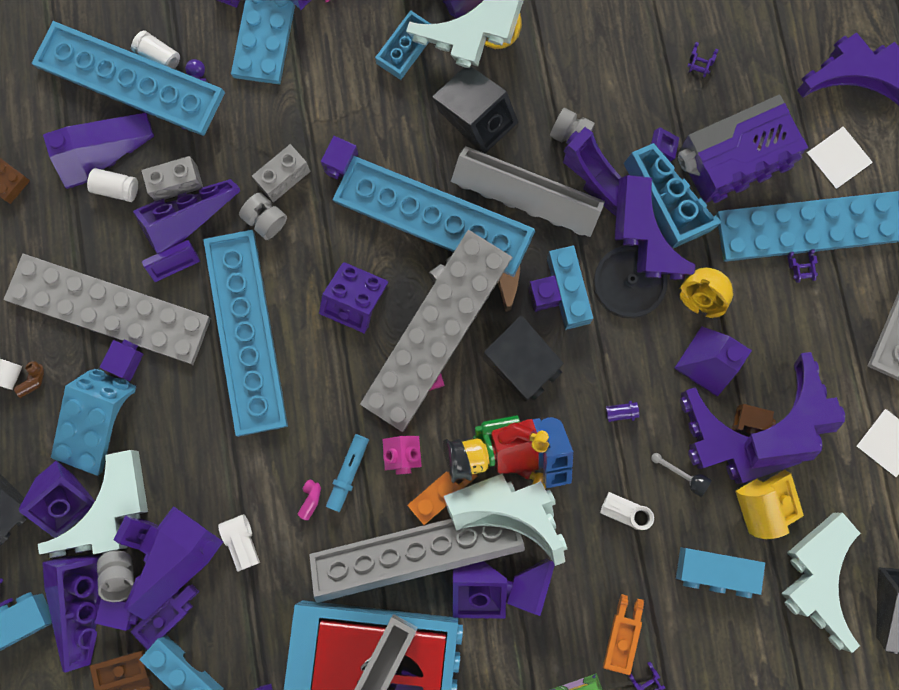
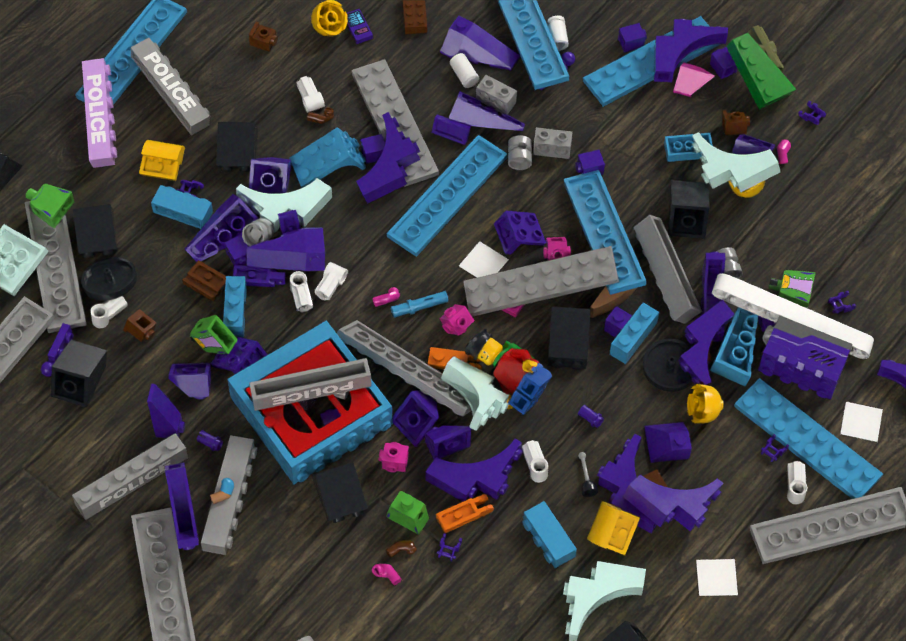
camera: 45 degrees right, 20 degrees down
(153, 346) = (389, 170): none -> dark purple arch
(228, 589) = (300, 292): none -> white piece
(353, 362) = (483, 261): none -> white sticker
(411, 281) = (554, 245): none -> dark pink brick
(508, 647) = (394, 457): none -> dark pink brick
(604, 576) = (466, 479): none -> dark purple arch
(653, 89) = (794, 286): none -> torso
(675, 128) = (771, 306): none -> white beam
(858, 276) = (797, 482): none -> white piece

